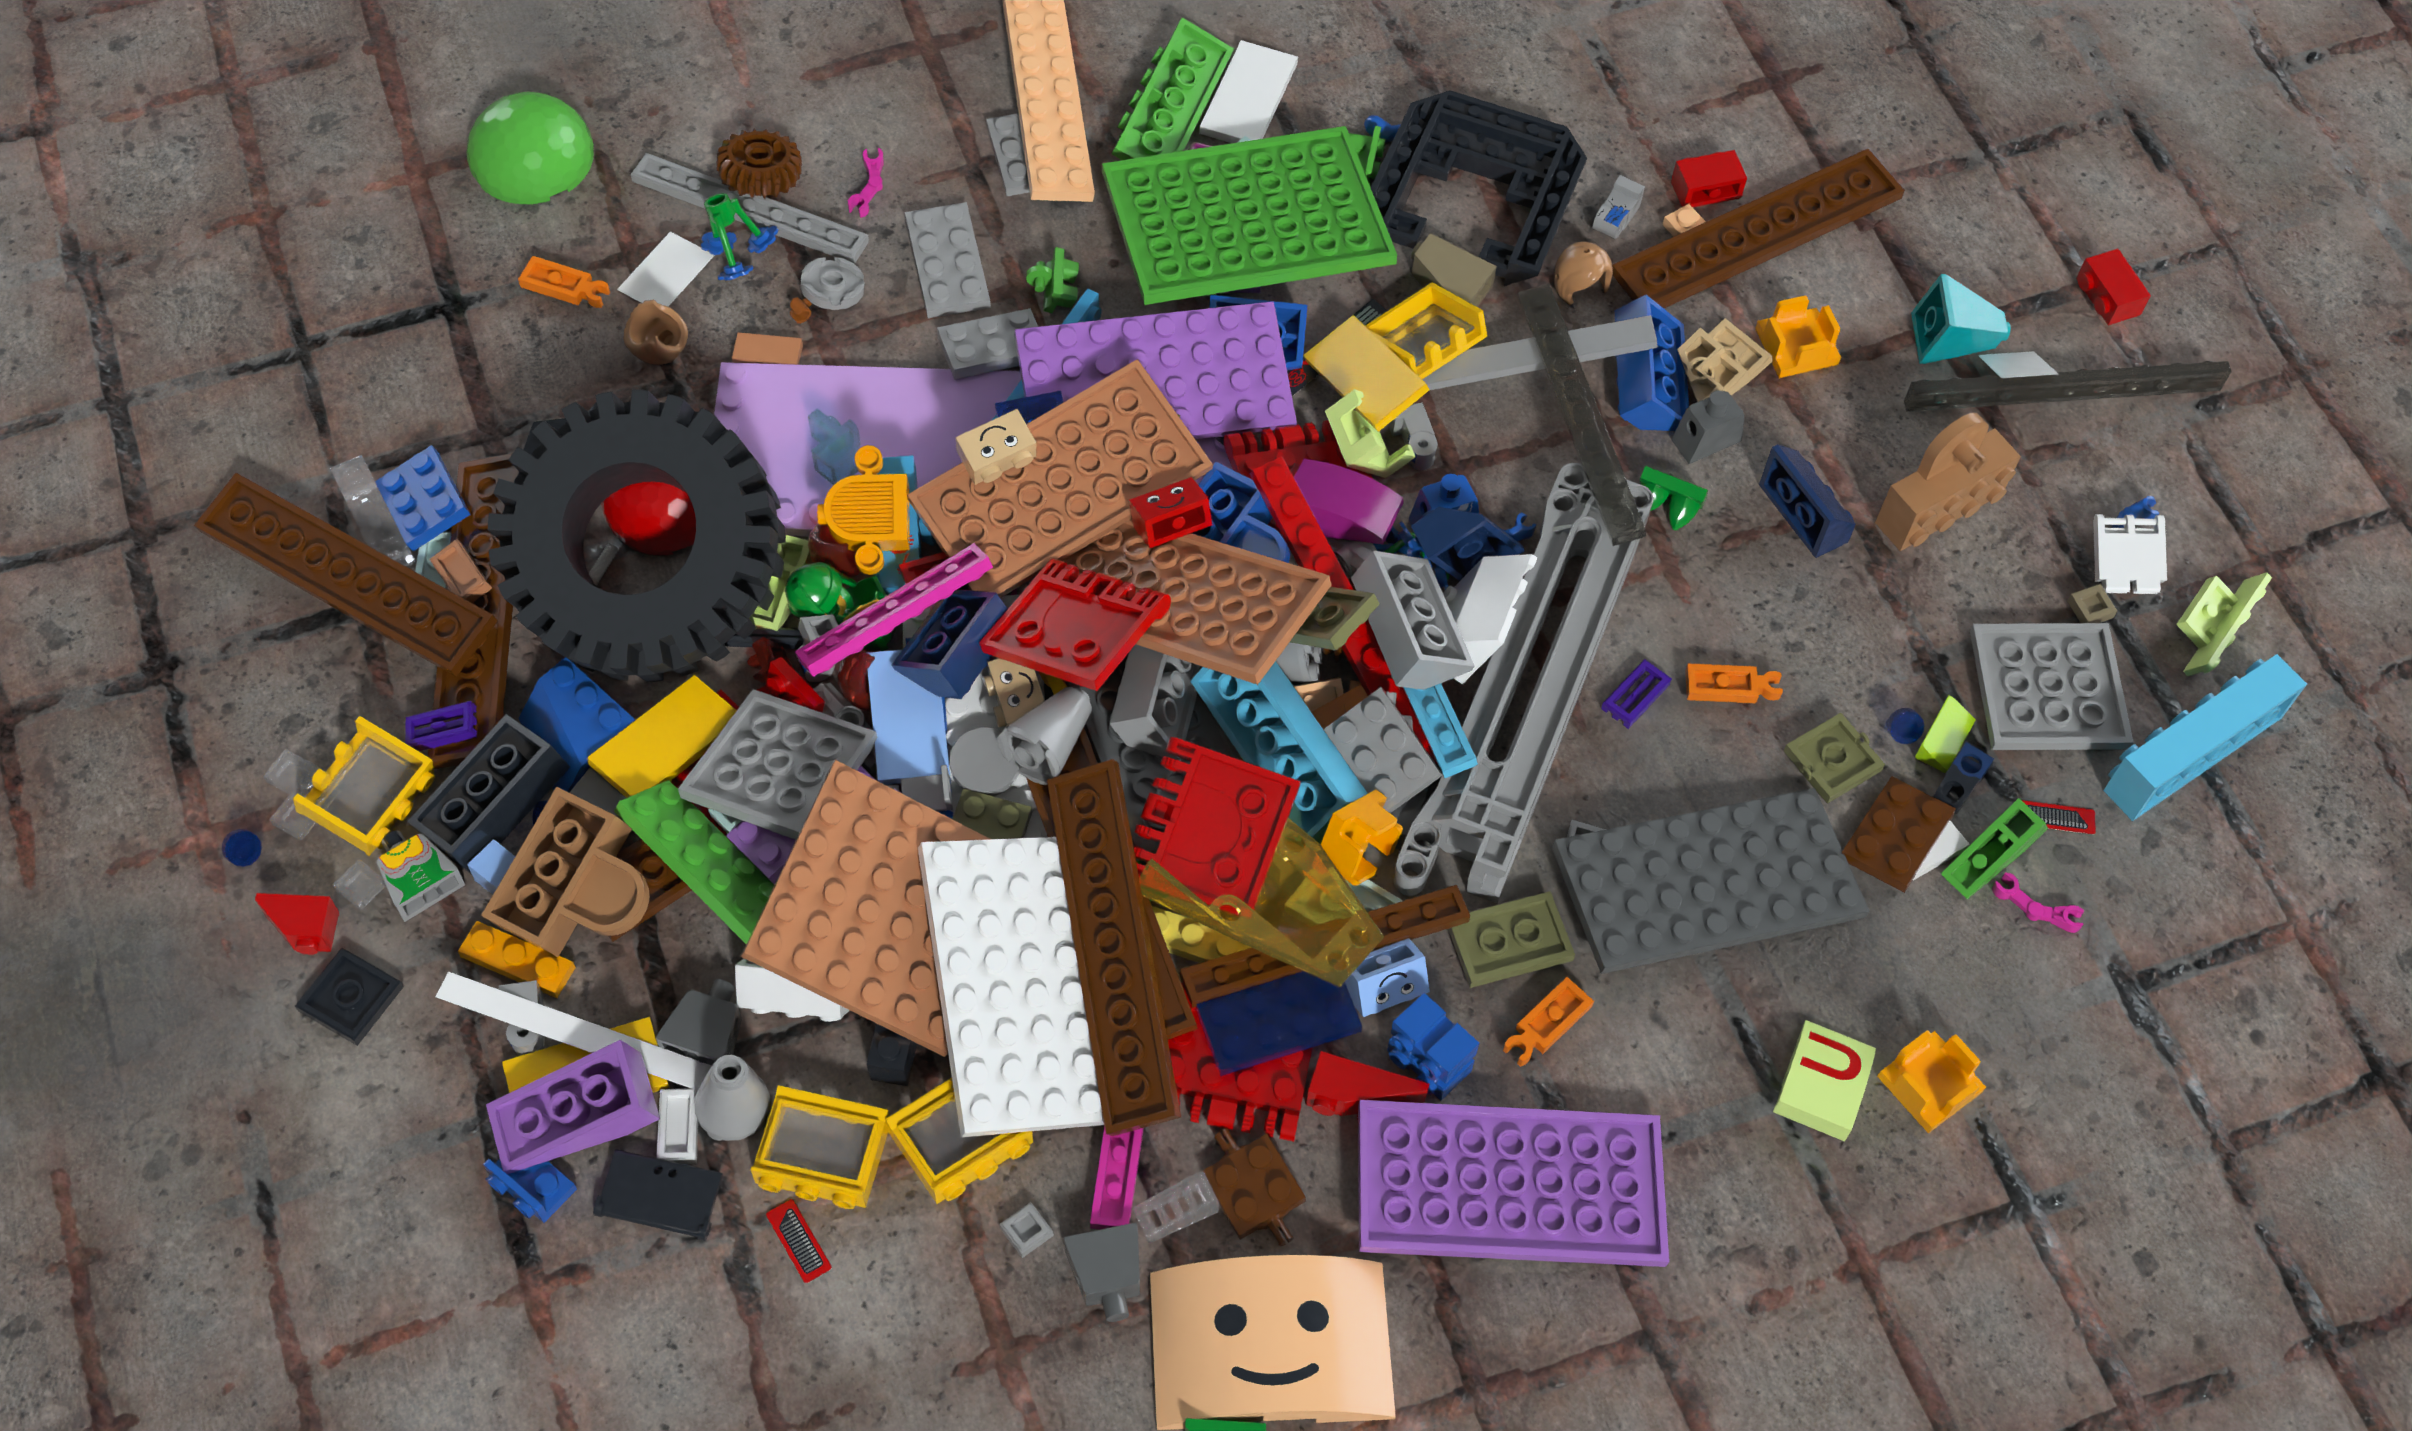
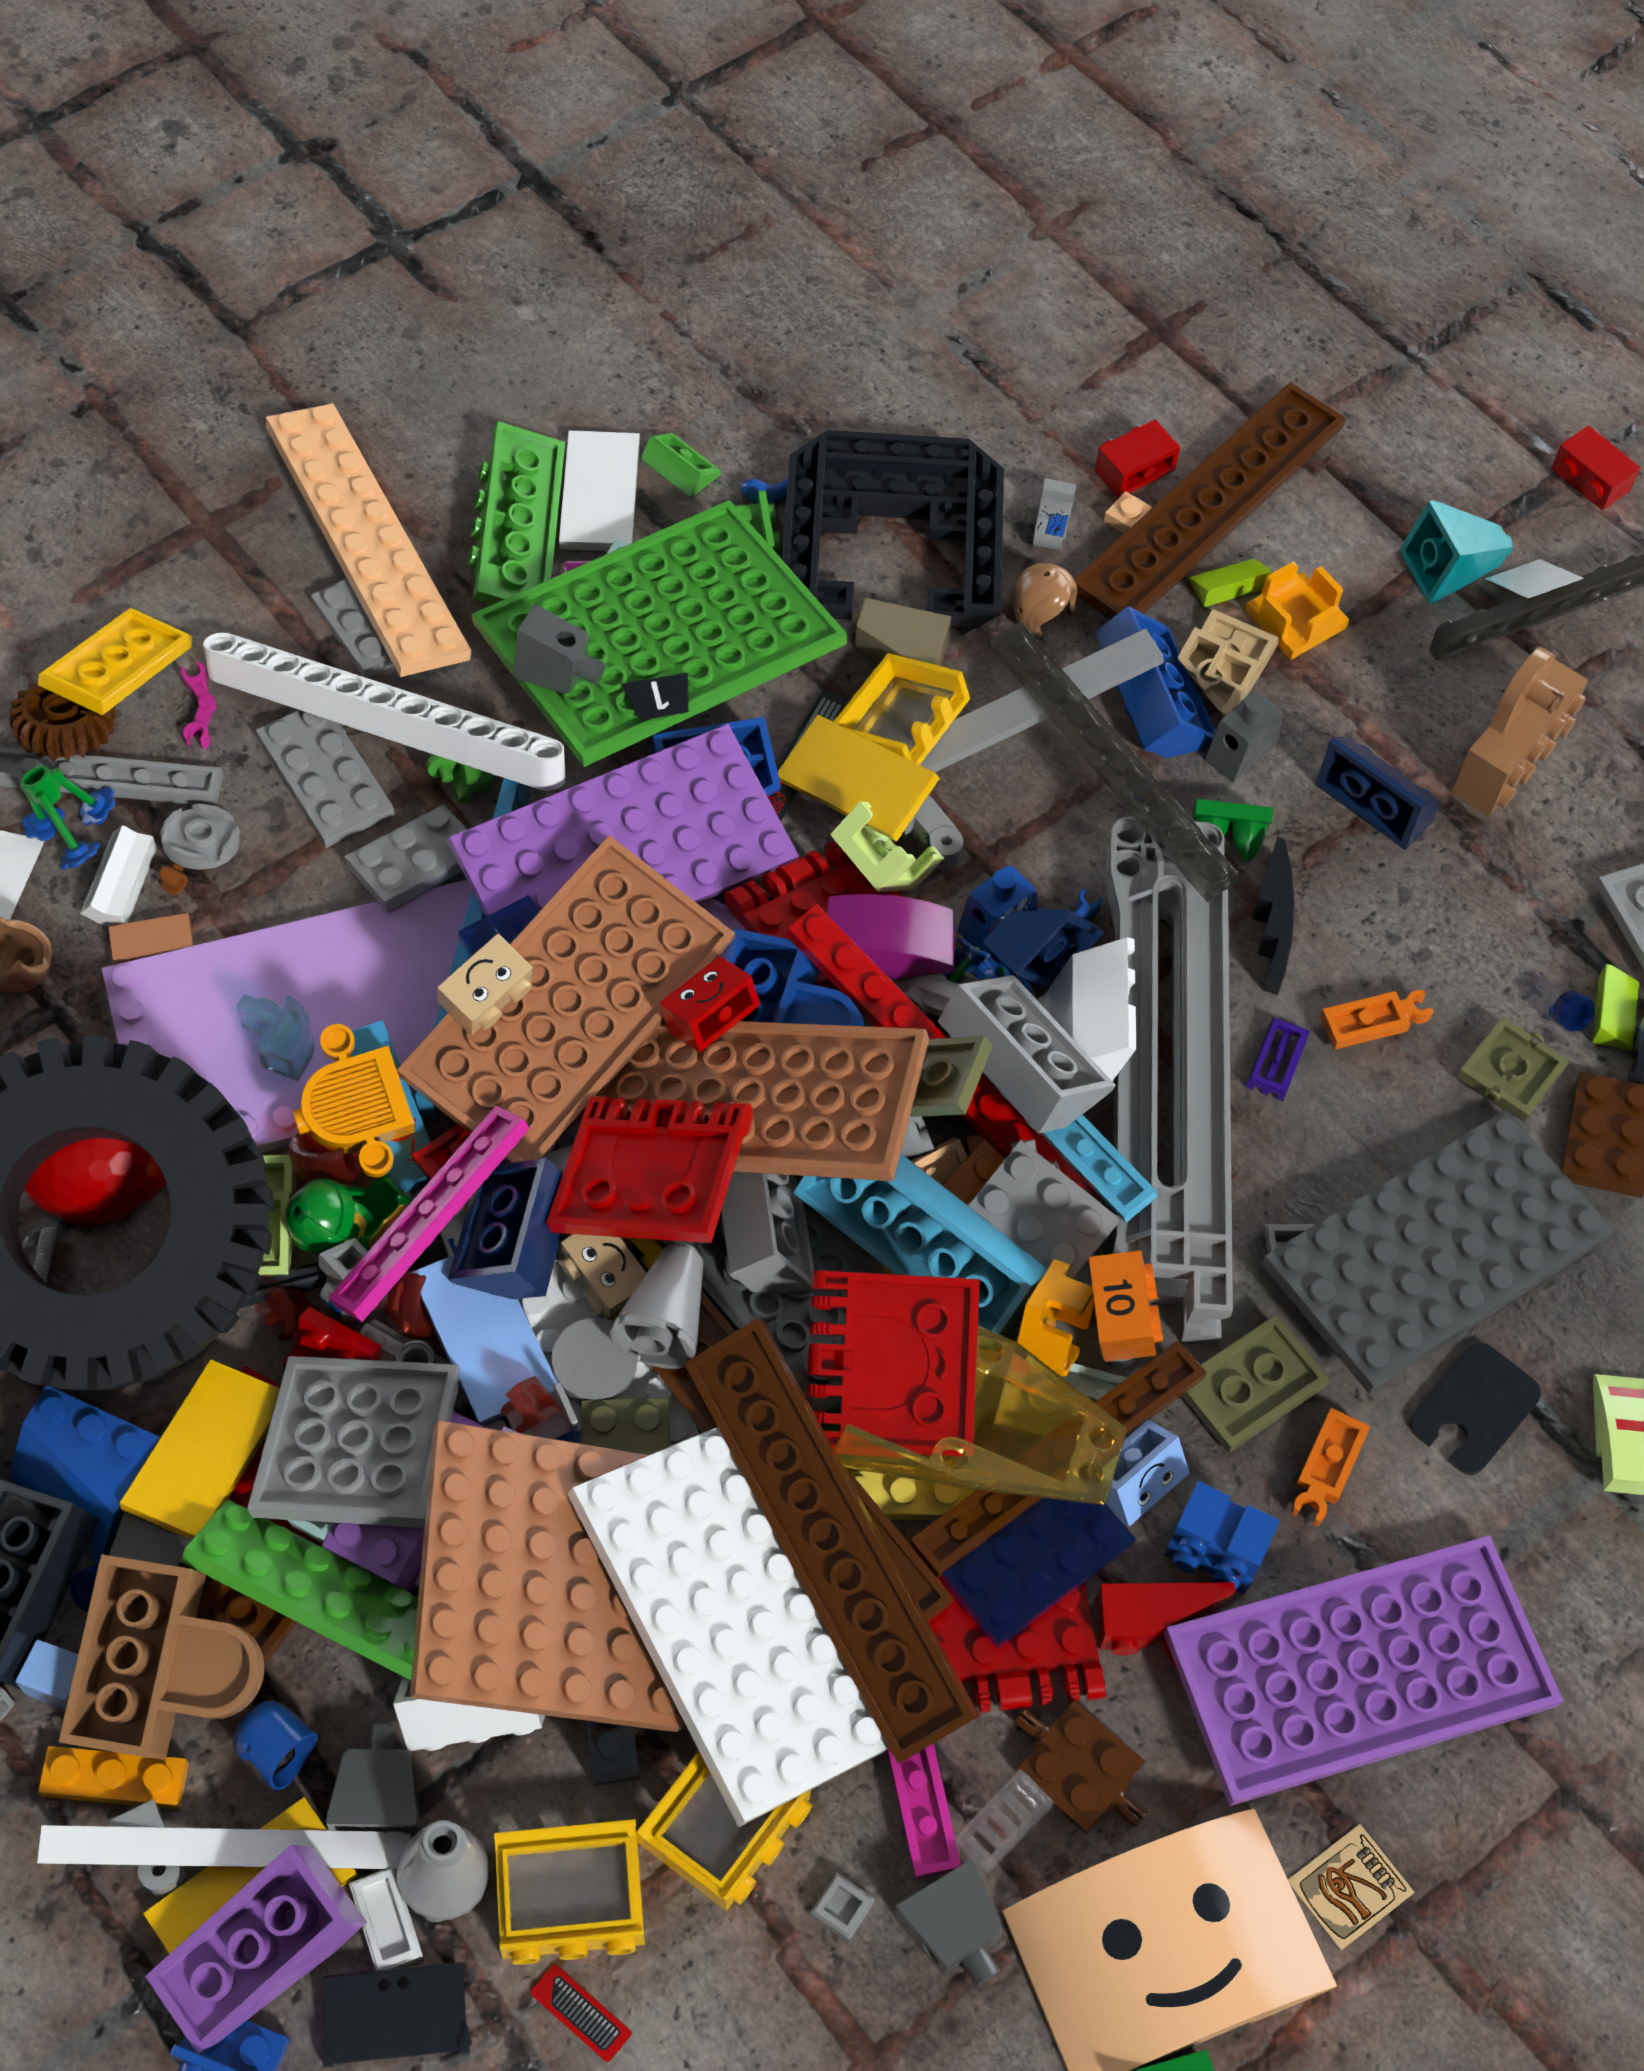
camera: 20 degrees left, 0 degrees up
(635, 960) = (266, 1738): none -> blue helmet
(760, 298) = (119, 877): none -> white piece
(814, 130) = (115, 661): none -> yellow tile
(921, 775) = (532, 1402): none -> clear red tile
(1008, 223) = (386, 711): none -> white beam
(1149, 207) = (553, 653): none -> dark grey torso
(1224, 264) = (659, 696): none -> black sticker
(1322, 89) = (679, 463): none -> bright green slope
(1413, 838) = (1122, 1305): none -> orange brick
(1438, 1348) = (1350, 1886): none -> sticker
(1678, 573) = (1276, 909): none -> black slope
(1702, 1011) = (1482, 1397): none -> black piece
(1748, 300) = (1229, 582): none -> lime slope

